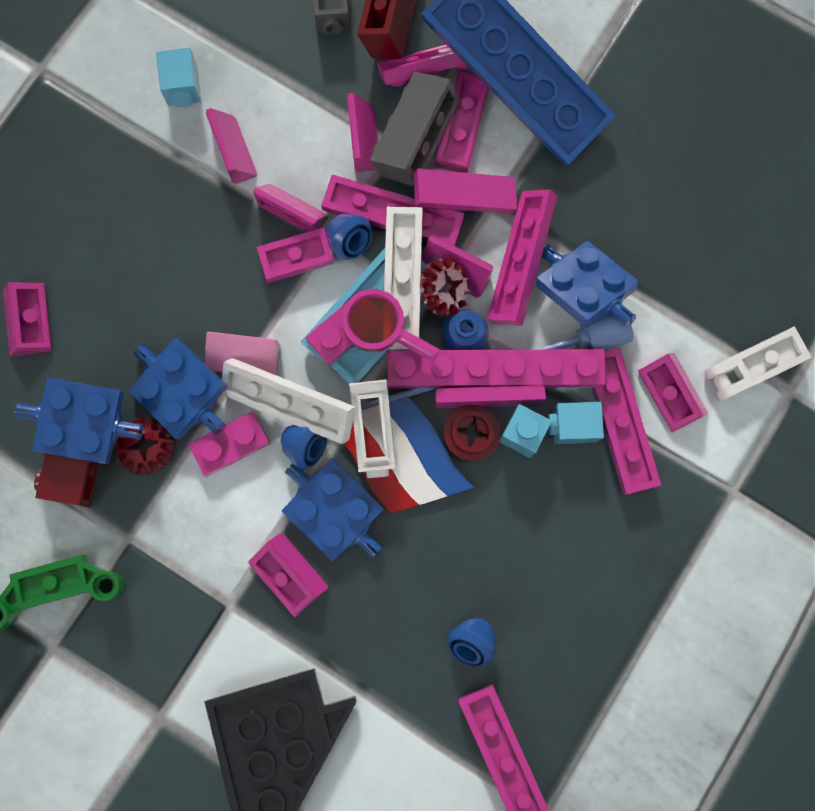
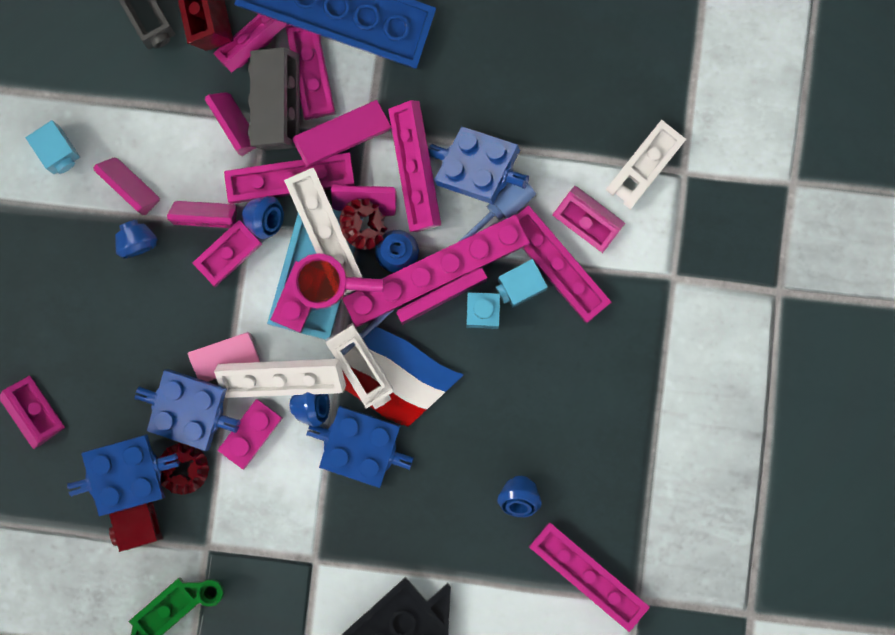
camera: 20 degrees left, 5 degrees up
(211, 199) = (134, 239): none -> blue cone
(288, 574) = (348, 514): dark pink slope -> none
(485, 425) = (449, 319): dark red gear -> none

